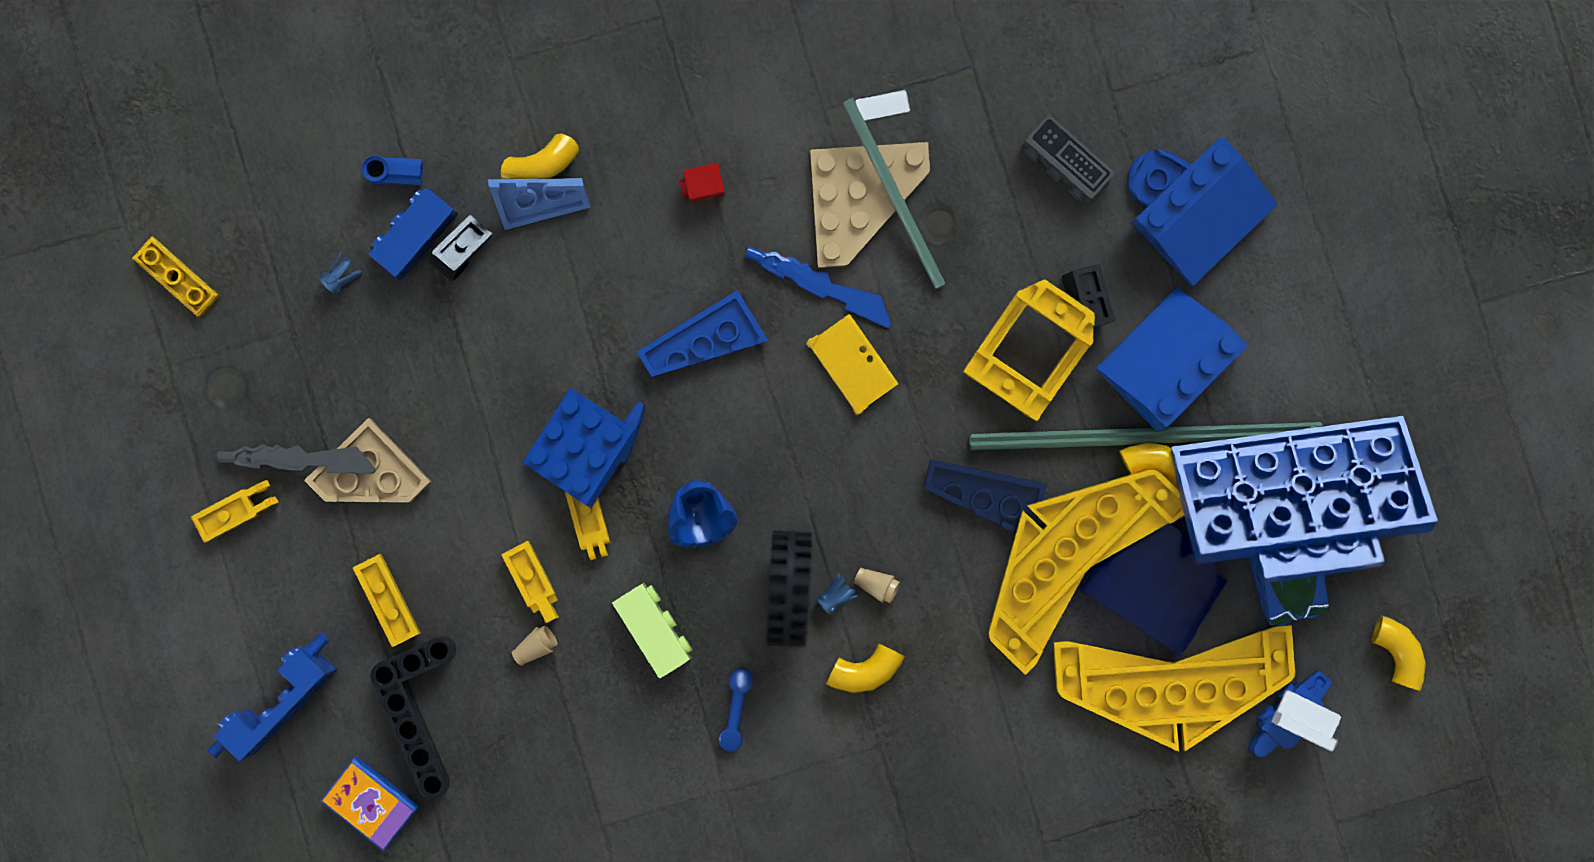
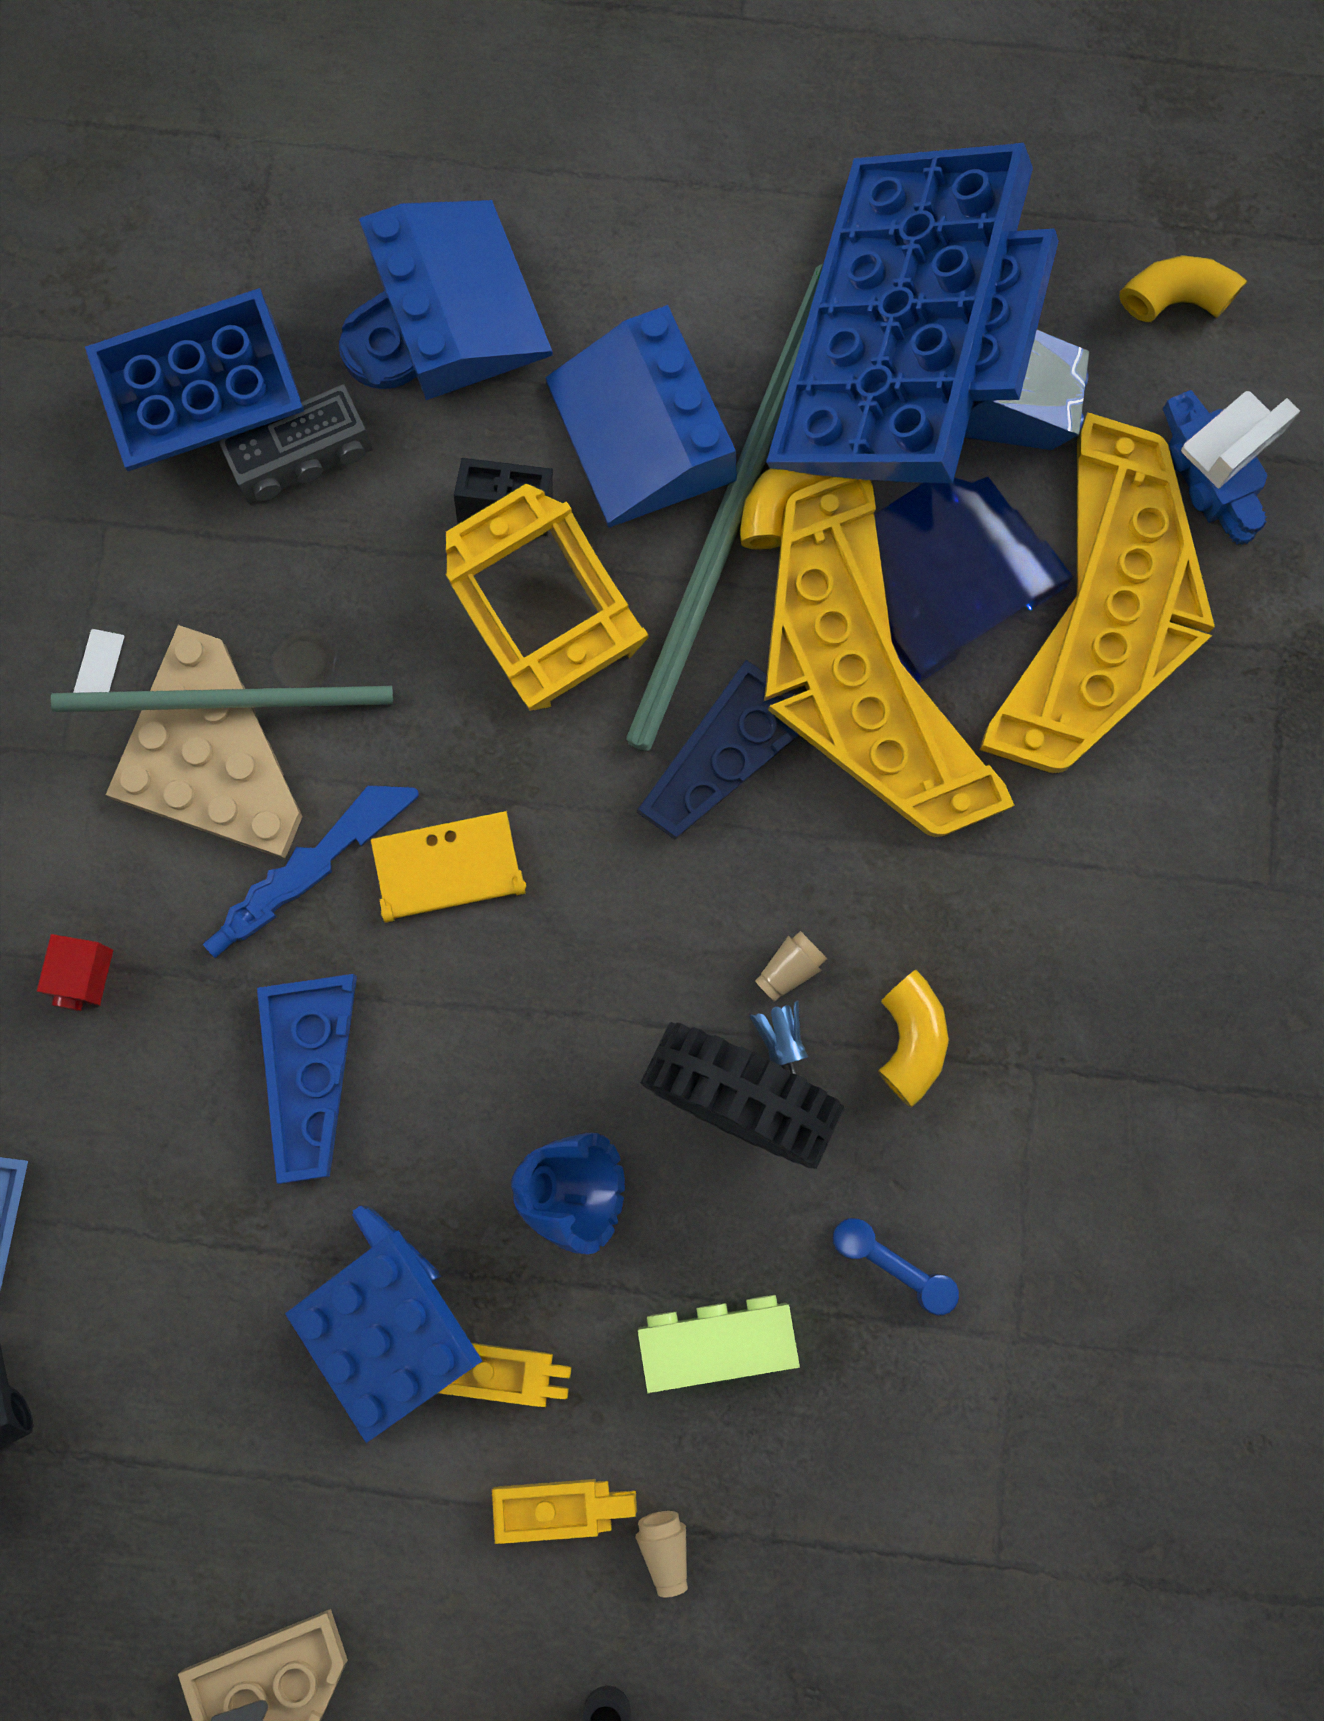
camera: 65 degrees left, 10 degrees down
(1078, 84) = (194, 379): none -> blue slope

